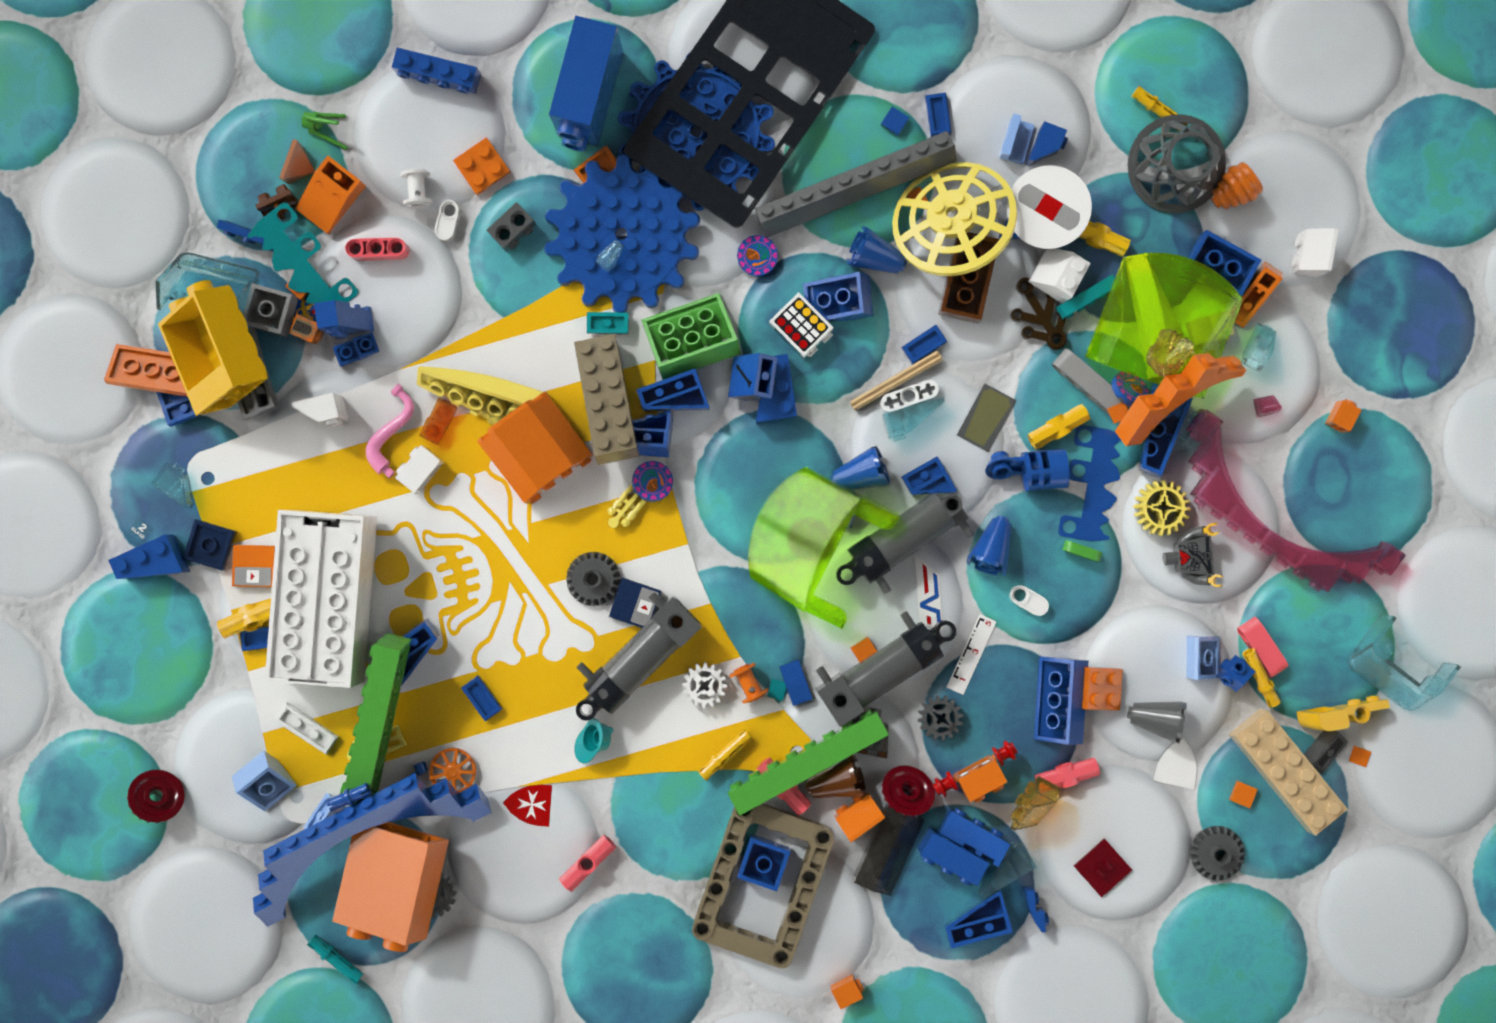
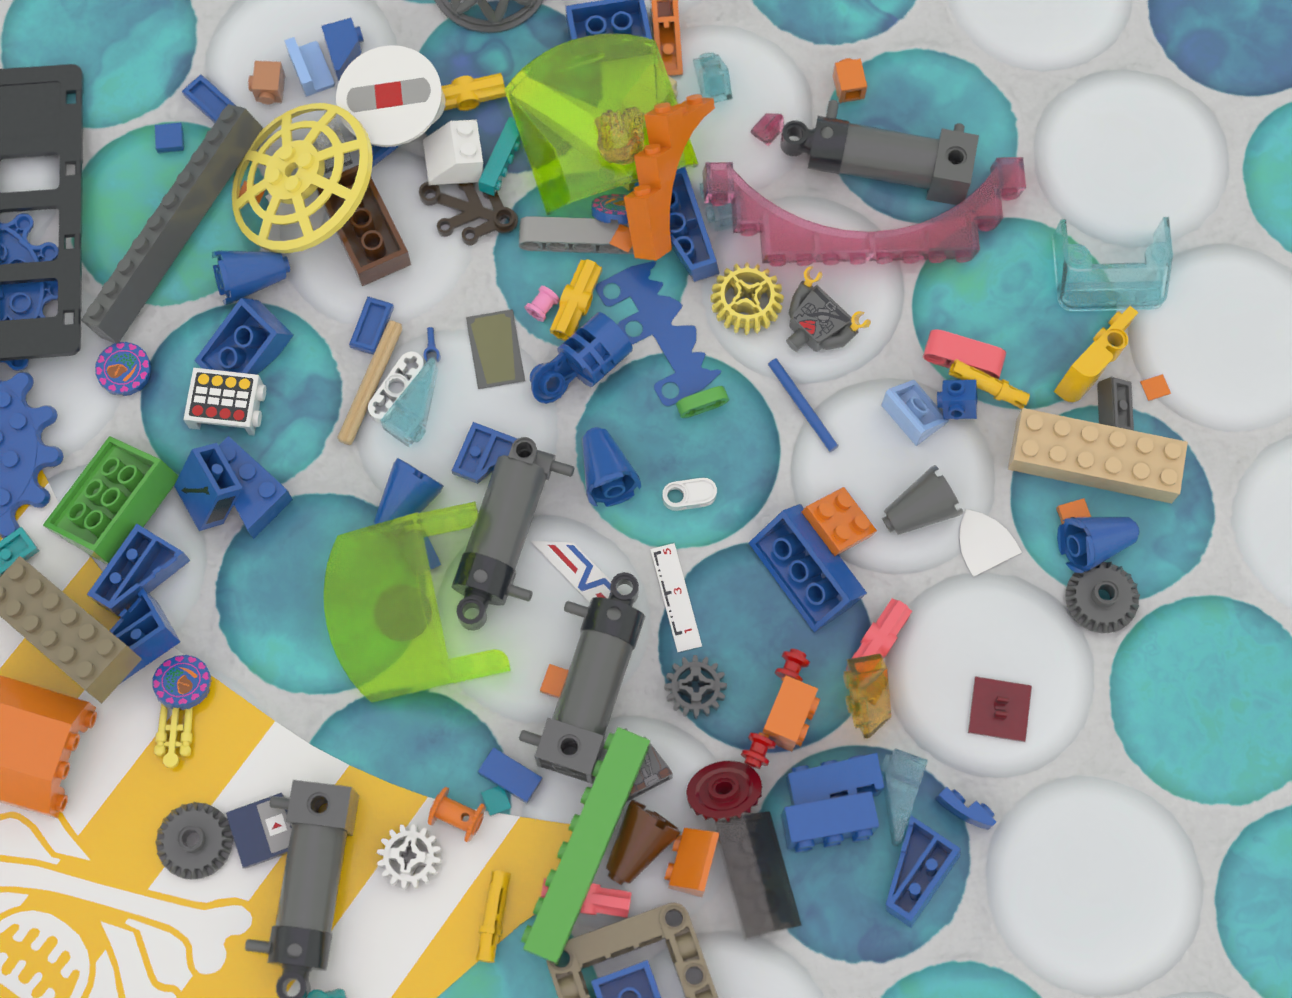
camera: 45 degrees left, 15 degrees down
(950, 385) = (431, 347): none -> blue hand
(982, 131) = (267, 82): none -> nougat brick
(1036, 413) = (542, 303): none -> bright pink bush
(1140, 599) = (803, 405): none -> blue bar
(1241, 820) = (1094, 540): none -> blue cone
(1349, 518) = (887, 155): none -> dark grey piece

